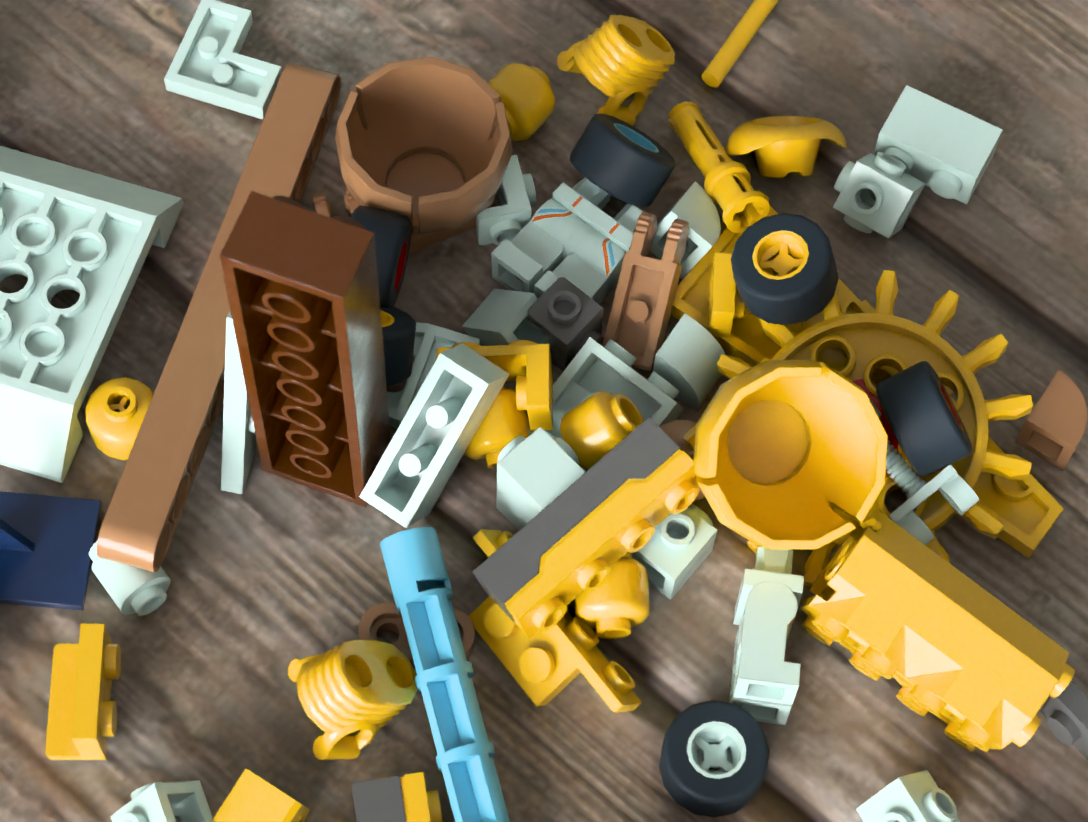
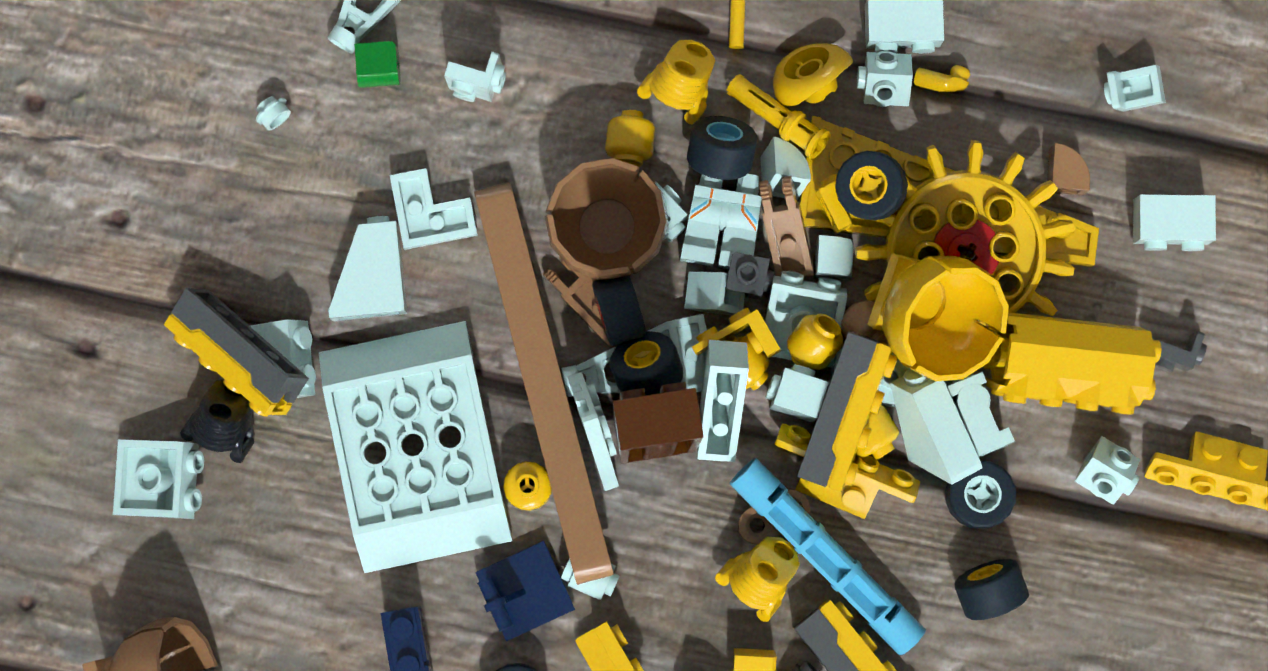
camera: 30 degrees left, 20 degrees up
(103, 90) = (371, 274): none -> light aqua slope
(697, 615) = (933, 428): none -> light aqua slope
(923, 418) = (1003, 240): black wheel -> none
(948, 482) = (1018, 280): light aqua bar -> none
(964, 249) = (942, 82): none -> yellow arm

